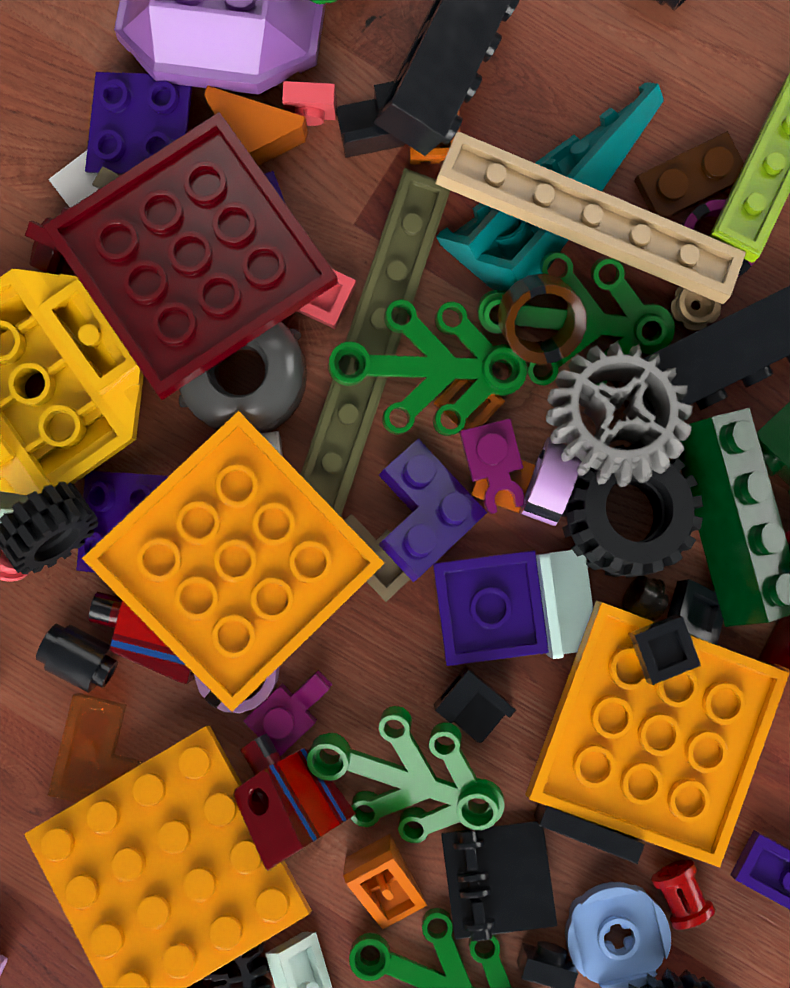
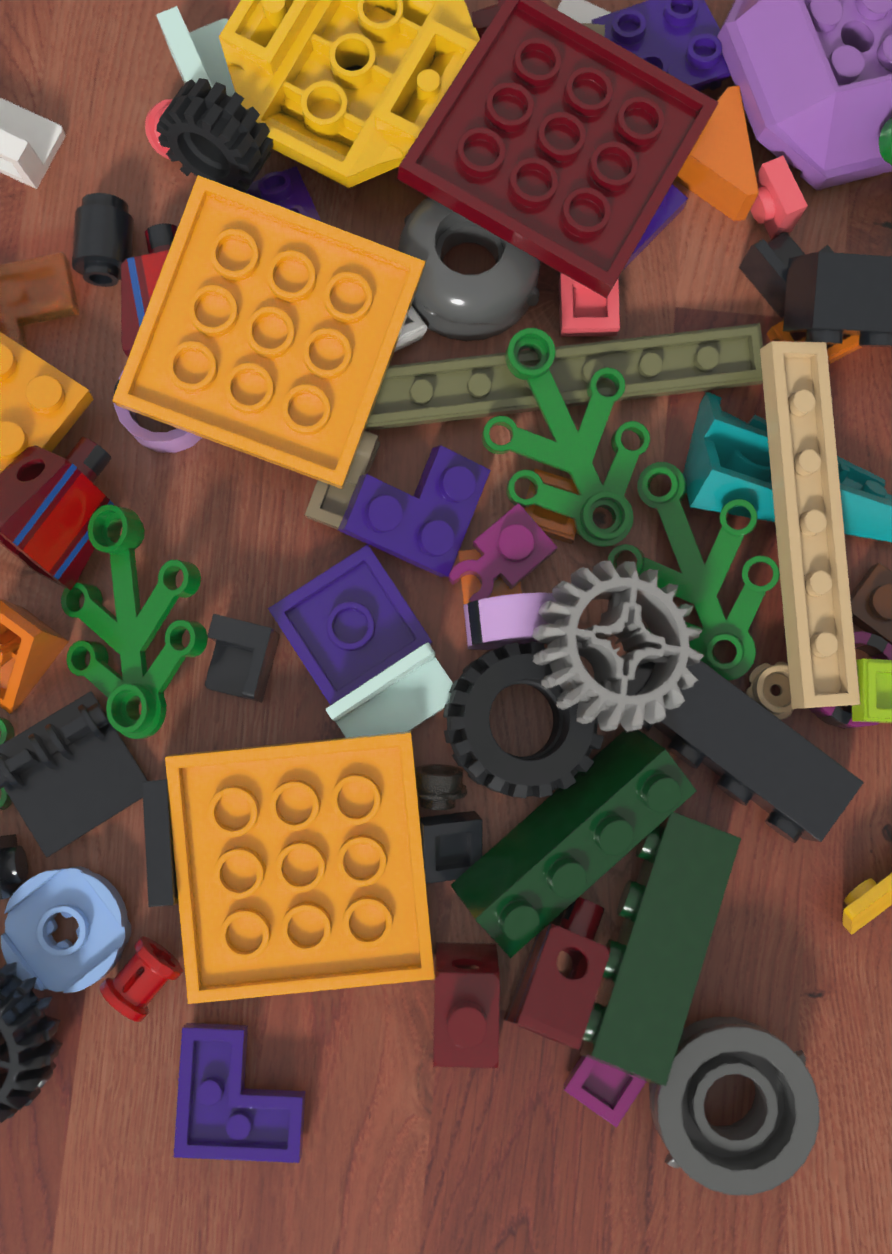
camera: 65 degrees right, 5 degrees down
(286, 714) = (143, 473): magenta plate -> none
(566, 338) = (644, 548): reddish brown piece -> none
(664, 649) = (392, 822): black plate -> none

